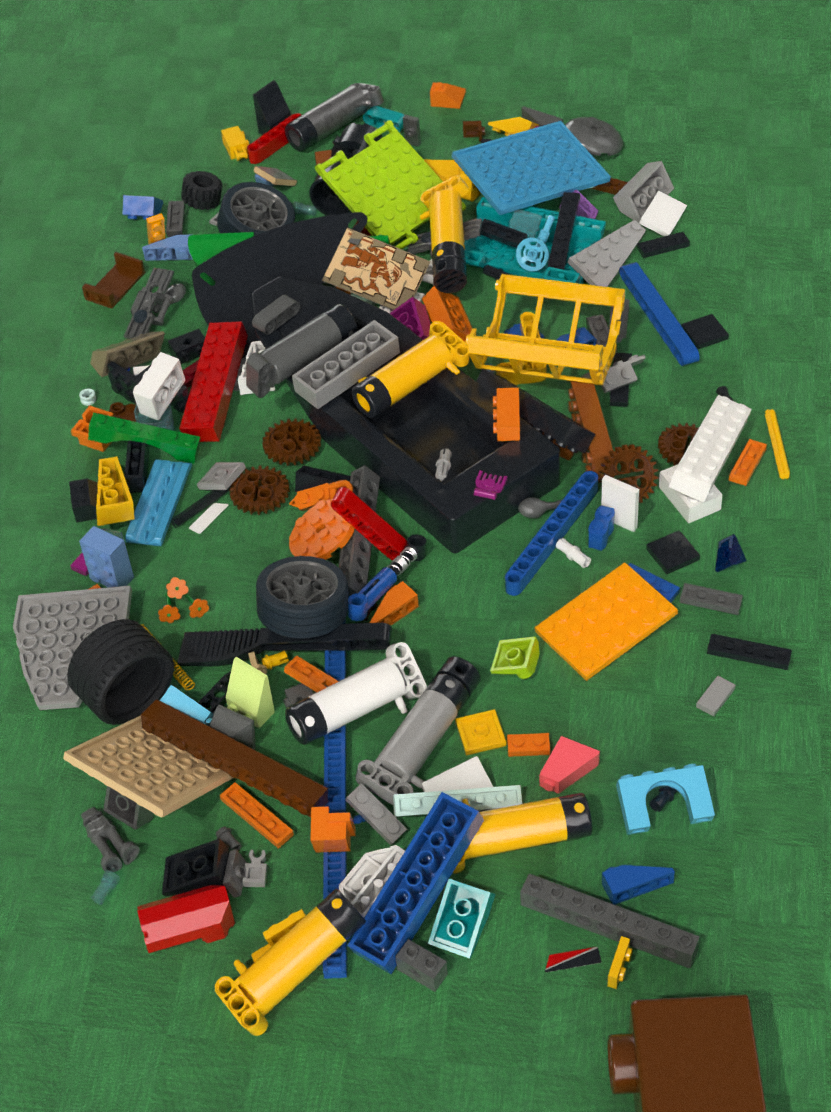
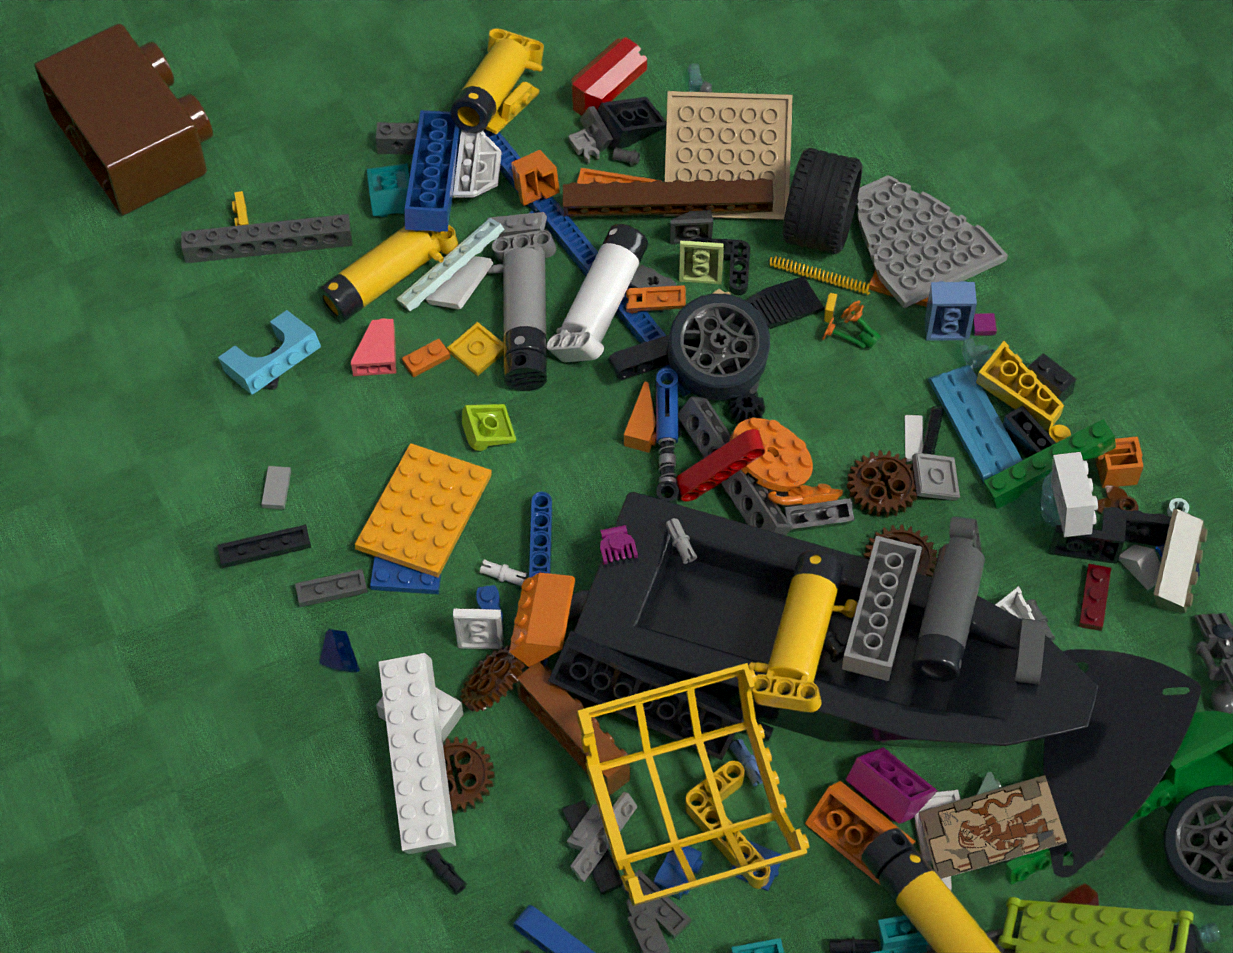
camera: 145 degrees right, 10 degrees up
(182, 623) = (830, 307): none -> yellow tile
(186, 705) = (749, 225): medium azure slope -> none
(187, 346) = (1128, 638): black brick -> none
(214, 381) = (1049, 581): red brick -> none
(506, 414) = (655, 638): orange brick -> none
(572, 472) = (541, 617): none -> orange slope
(573, 959) = (284, 208): sticker -> none
(632, 881) = (262, 280): blue slope -> none
(673, 552) = (401, 630): black plate -> none
(747, 462) = (376, 789): orange plate -> none
(777, 444) = (356, 838): yellow axle -> none

